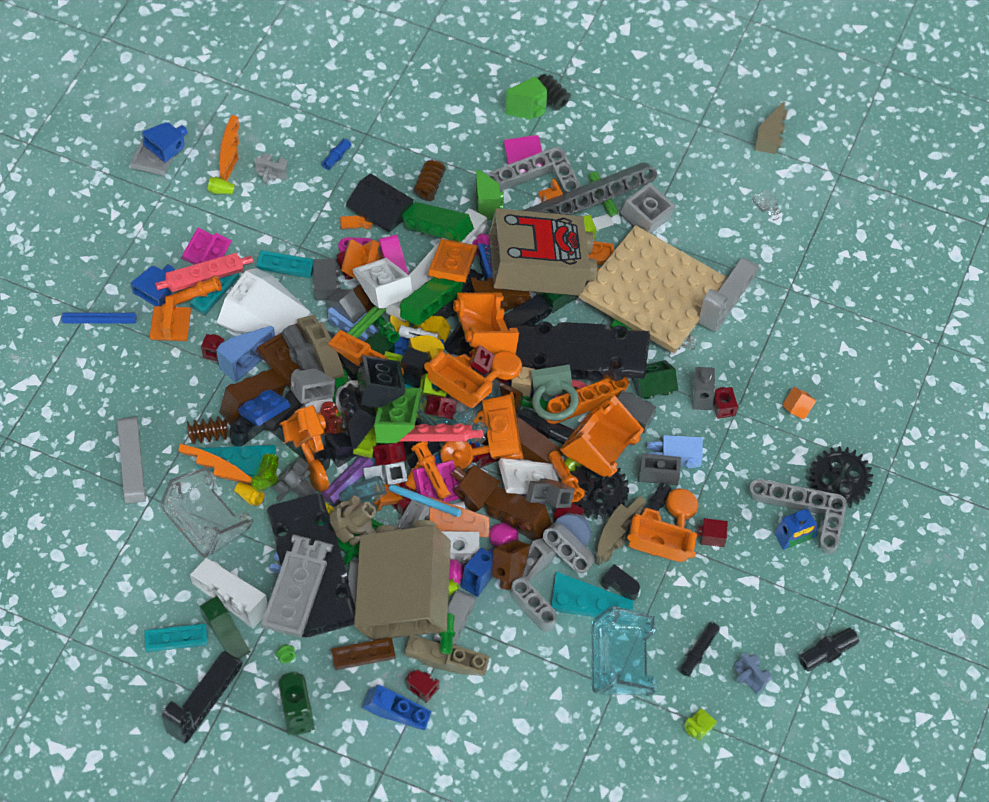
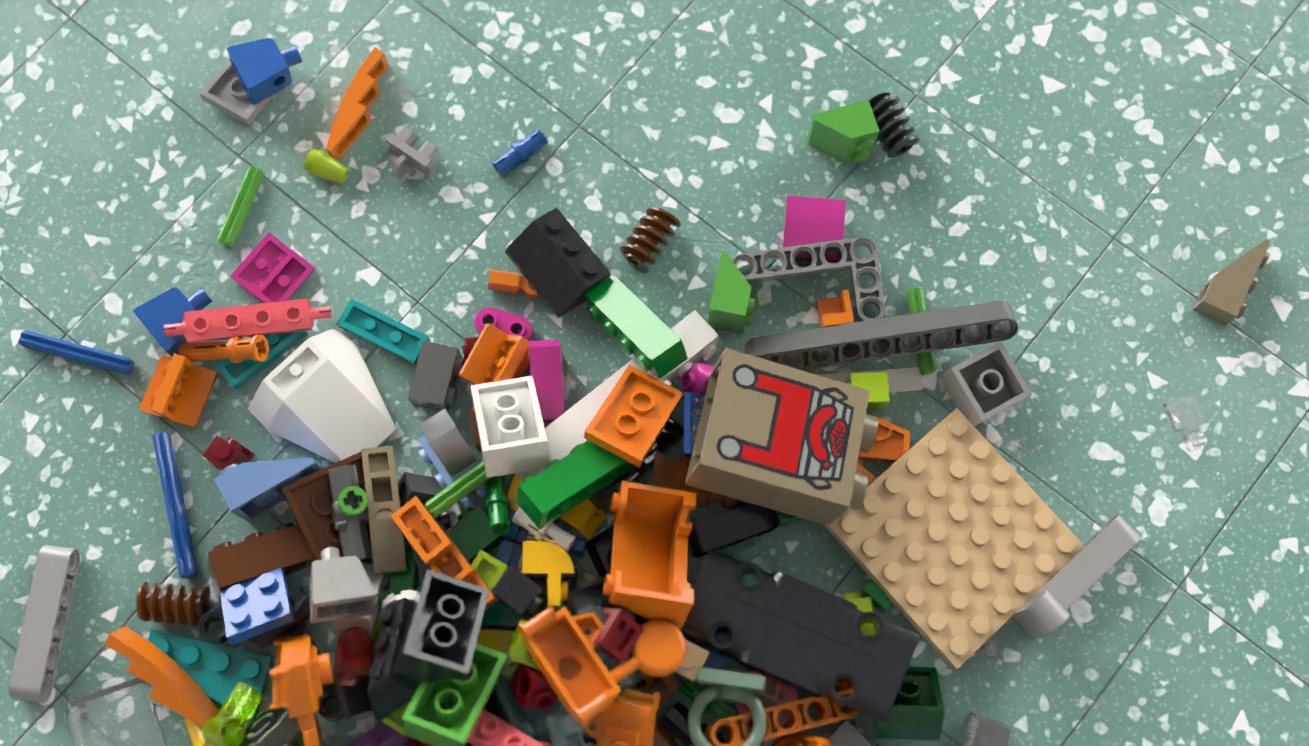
camera: 20 degrees right, 15 degrees up
(174, 219) = (240, 206): none -> bright green axle
(188, 382) = (175, 505): none -> blue axle
(304, 335) = (356, 492): none -> bright green bush

